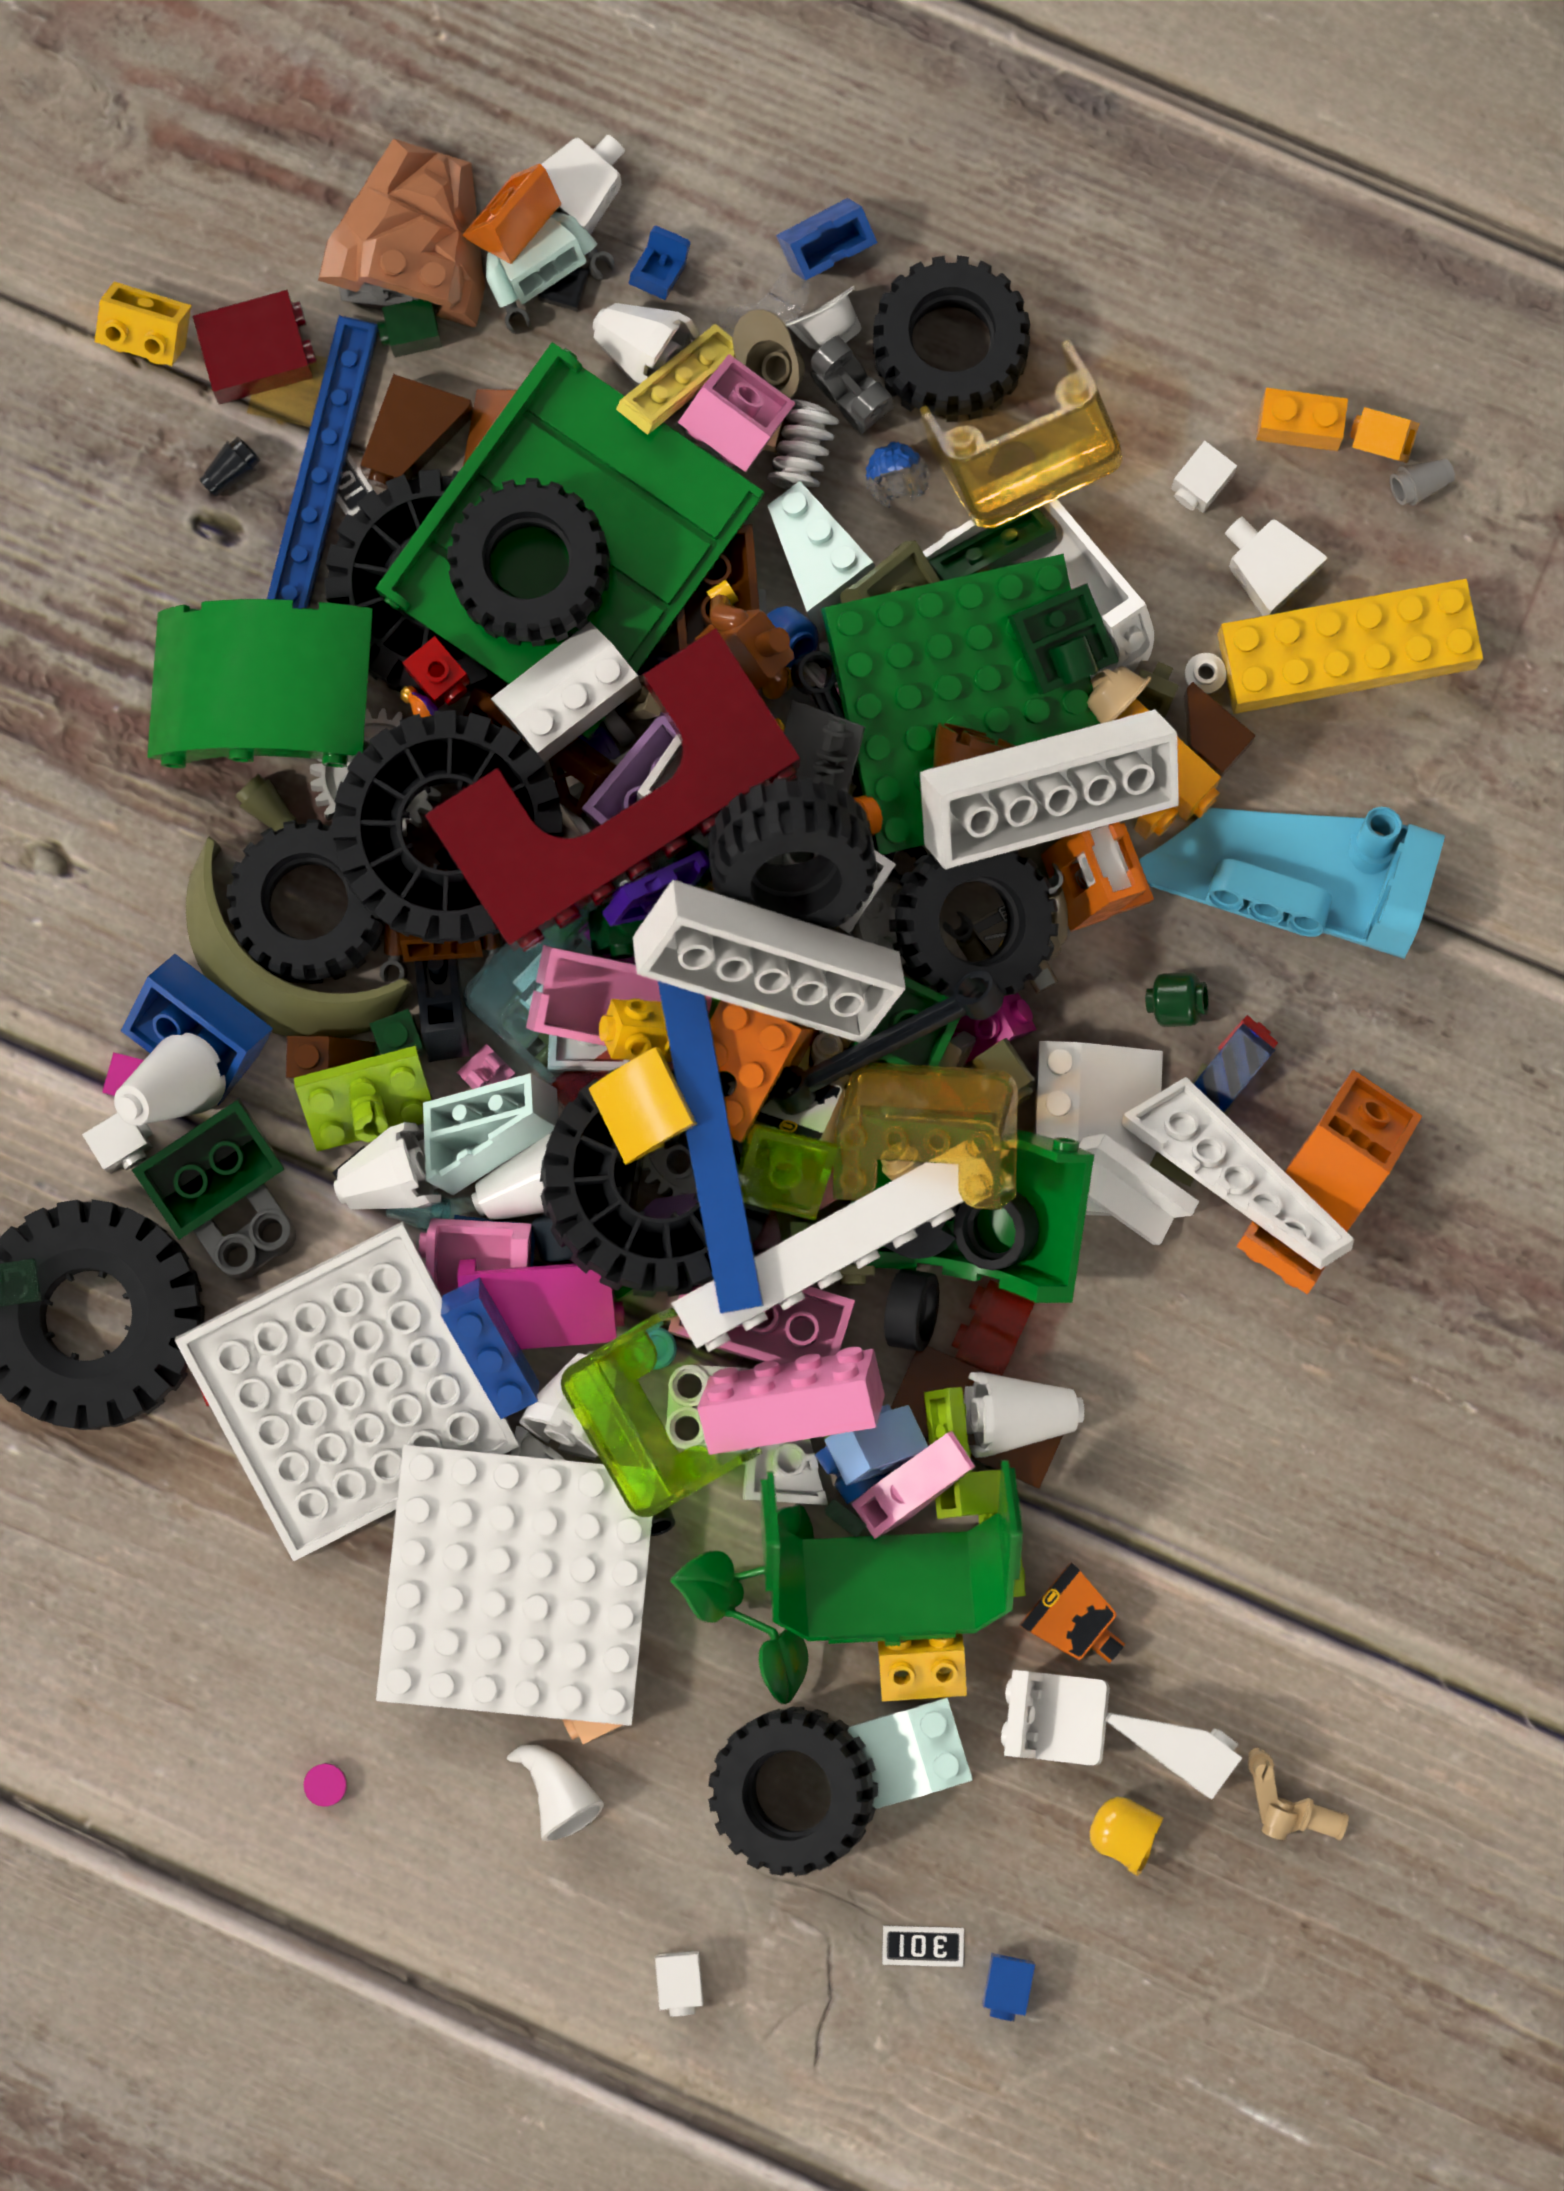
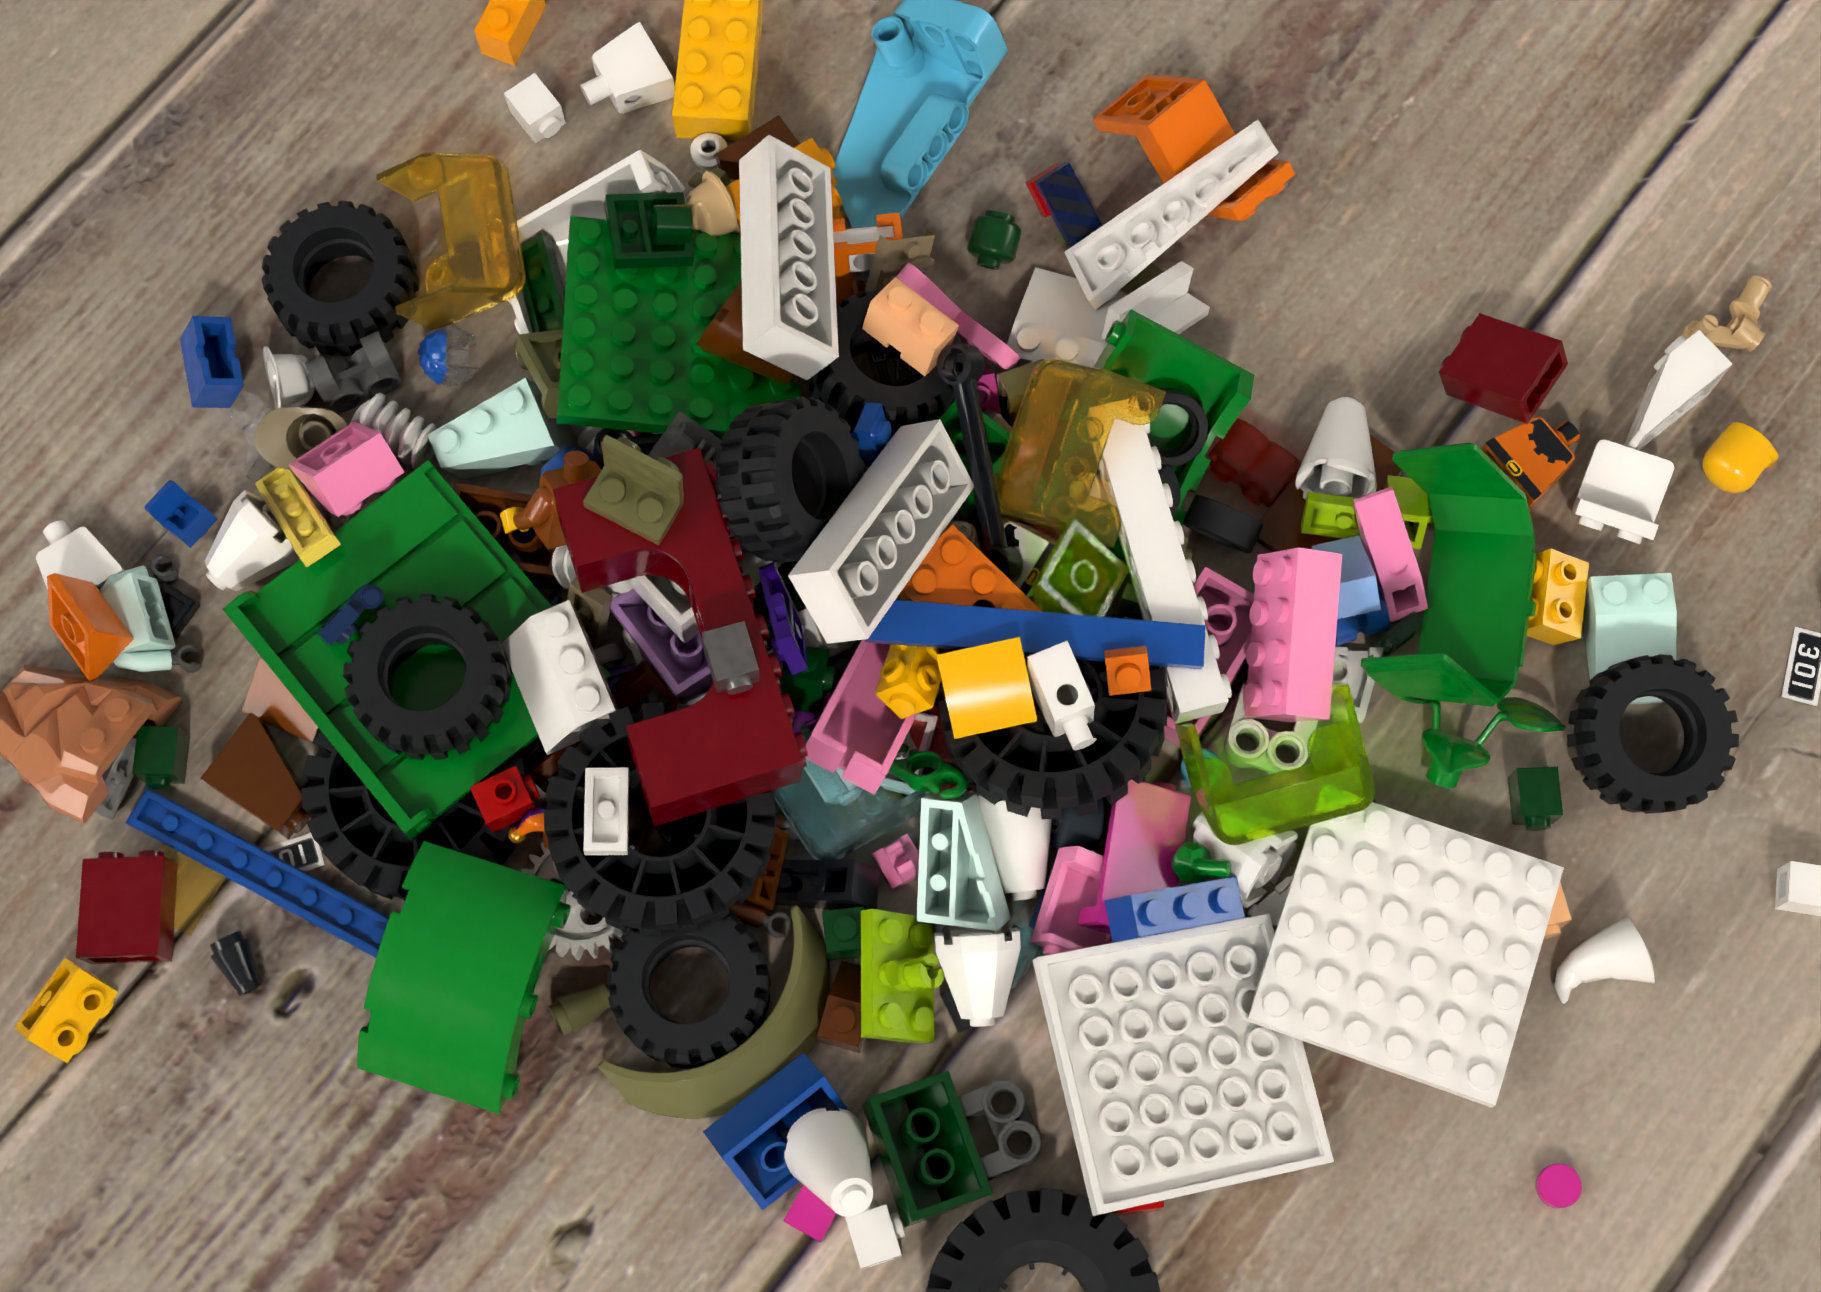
camera: 80 degrees left, 10 degrees down
(429, 773) = (606, 811): none -> white plate
(544, 1359) = (1194, 862): none -> green plate
(552, 1080) = (943, 773): none -> green piece
(560, 461) = (341, 623): none -> dark blue plate
(584, 849) = (731, 658): none -> flat silver brick
(661, 1168) = (1062, 694): none -> white torso
(694, 1239) = (1127, 670): none -> orange plate
(705, 1689) = (1535, 797): none -> dark green brick
(722, 710) = (636, 490): none -> olive bracket
(879, 923) = (872, 432): none -> blue bracket
(1005, 932) = (910, 325): none -> light nougat brick
(1068, 980) = (968, 328): none -> bright pink beam
(1089, 908) = (895, 254): none -> dark tan piece
(1162, 1565) = (1503, 368): none -> dark red brick

